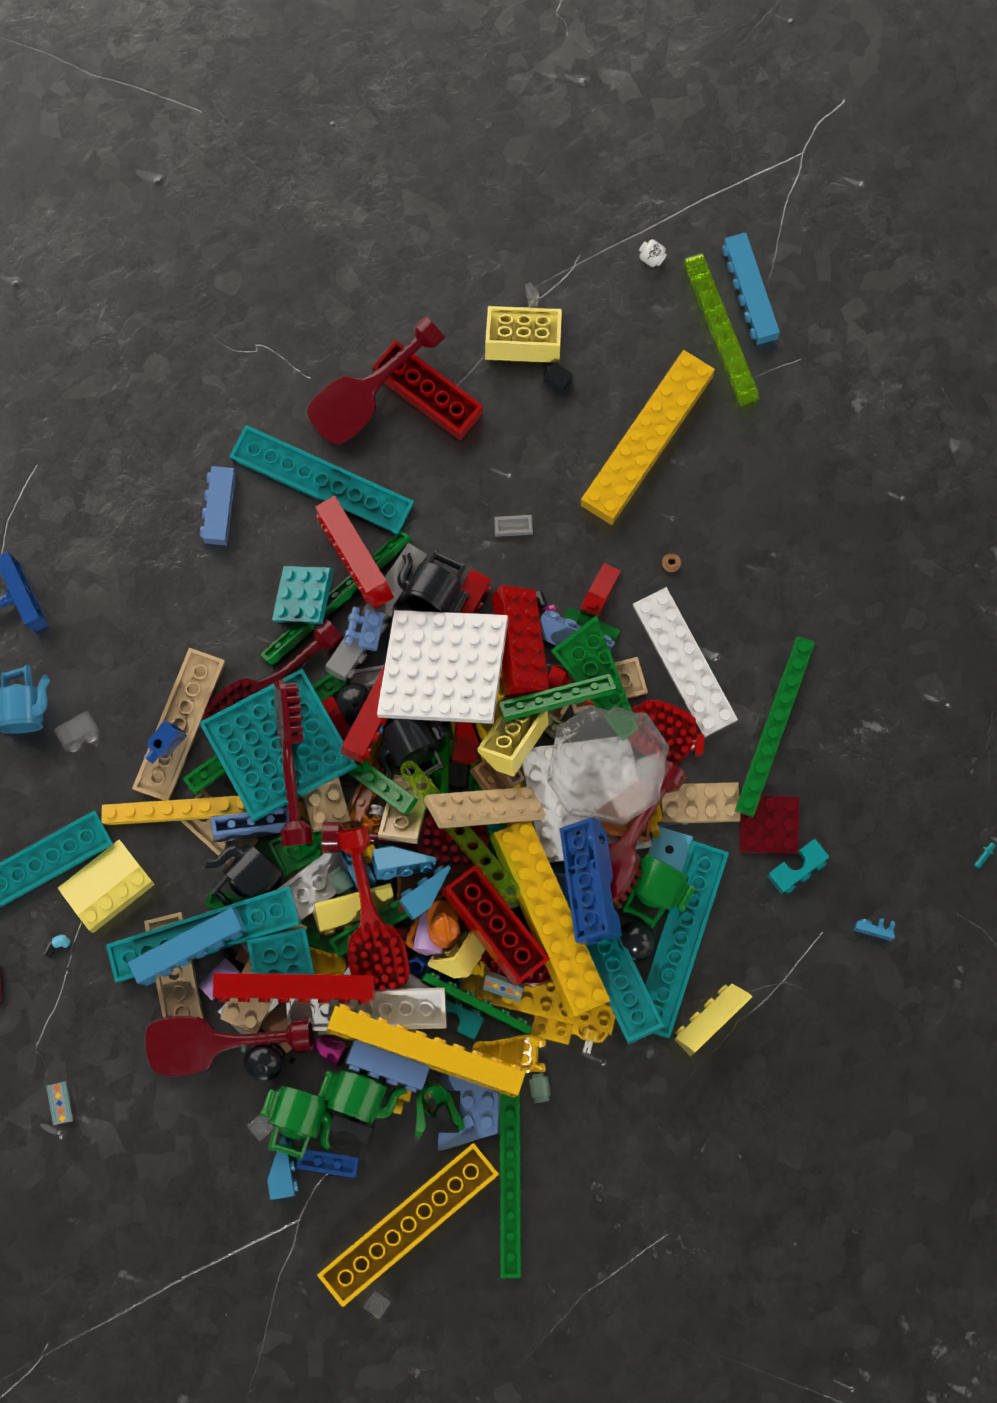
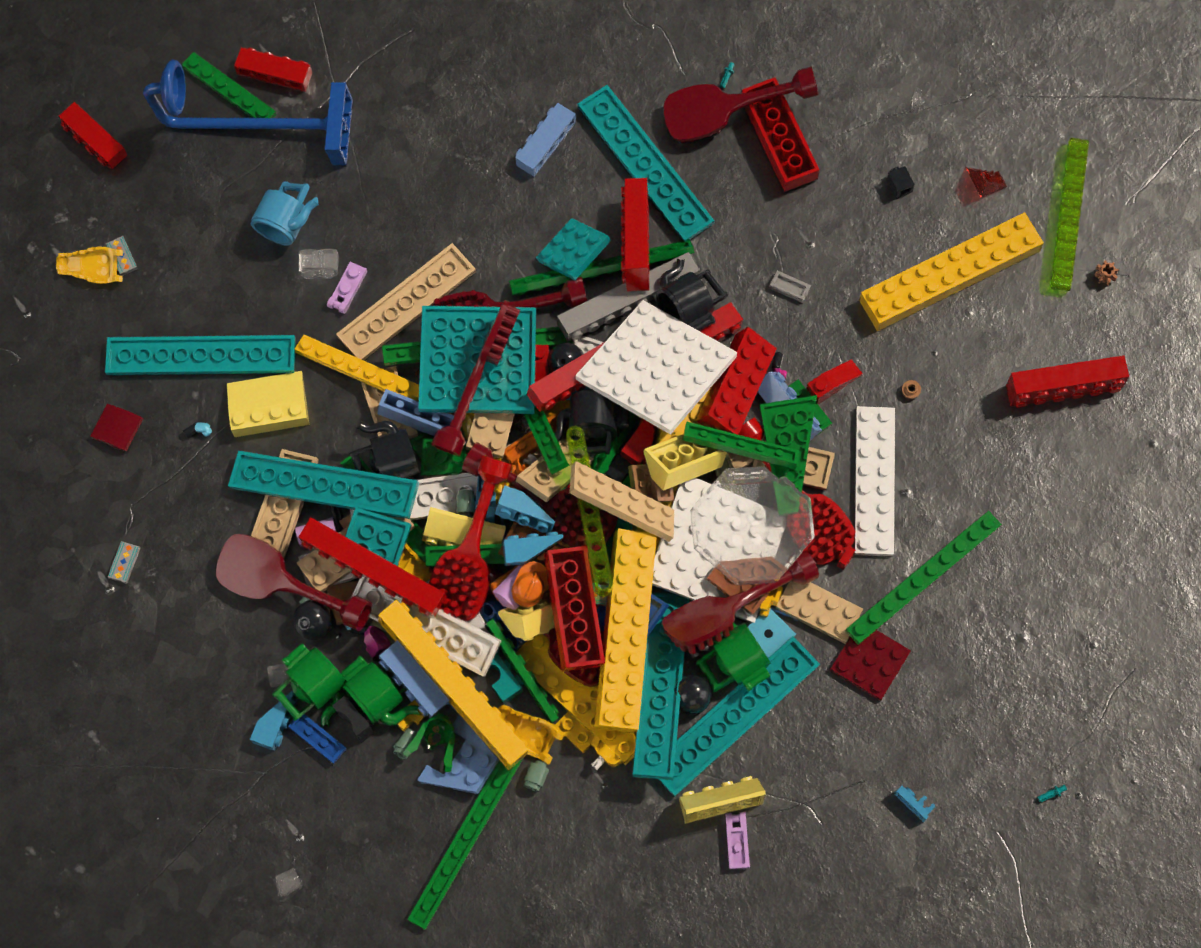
camera: 30 degrees right, 5 degrees down
(116, 739) = (347, 287): none -> lavender plate
(169, 735) = (385, 307): blue torso -> none
(187, 946) = (303, 486): dark azure brick -> none
(349, 367) = (728, 71): none -> teal piece
(370, 630) = (612, 307): medium blue plate -> none
(408, 1124) = (403, 743): none -> sand green cone
(408, 1225) = (354, 827): yellow brick -> none
(502, 986) = (552, 668): light grey tile -> none
(523, 334) = (890, 130): light yellow slope -> none
(589, 881) = (676, 616): blue piece -> none
(632, 336) = (986, 181): none -> clear red slope
(652, 253) = (1044, 118): white head -> none
(744, 1047) = (737, 841): none -> lavender plate
(751, 289) = (1116, 193): dark azure brick -> none
(782, 361) = (1106, 272): none -> nougat gear
(786, 878) = (858, 714): teal arch -> none
(802, 484) = (1067, 381): none -> red brick

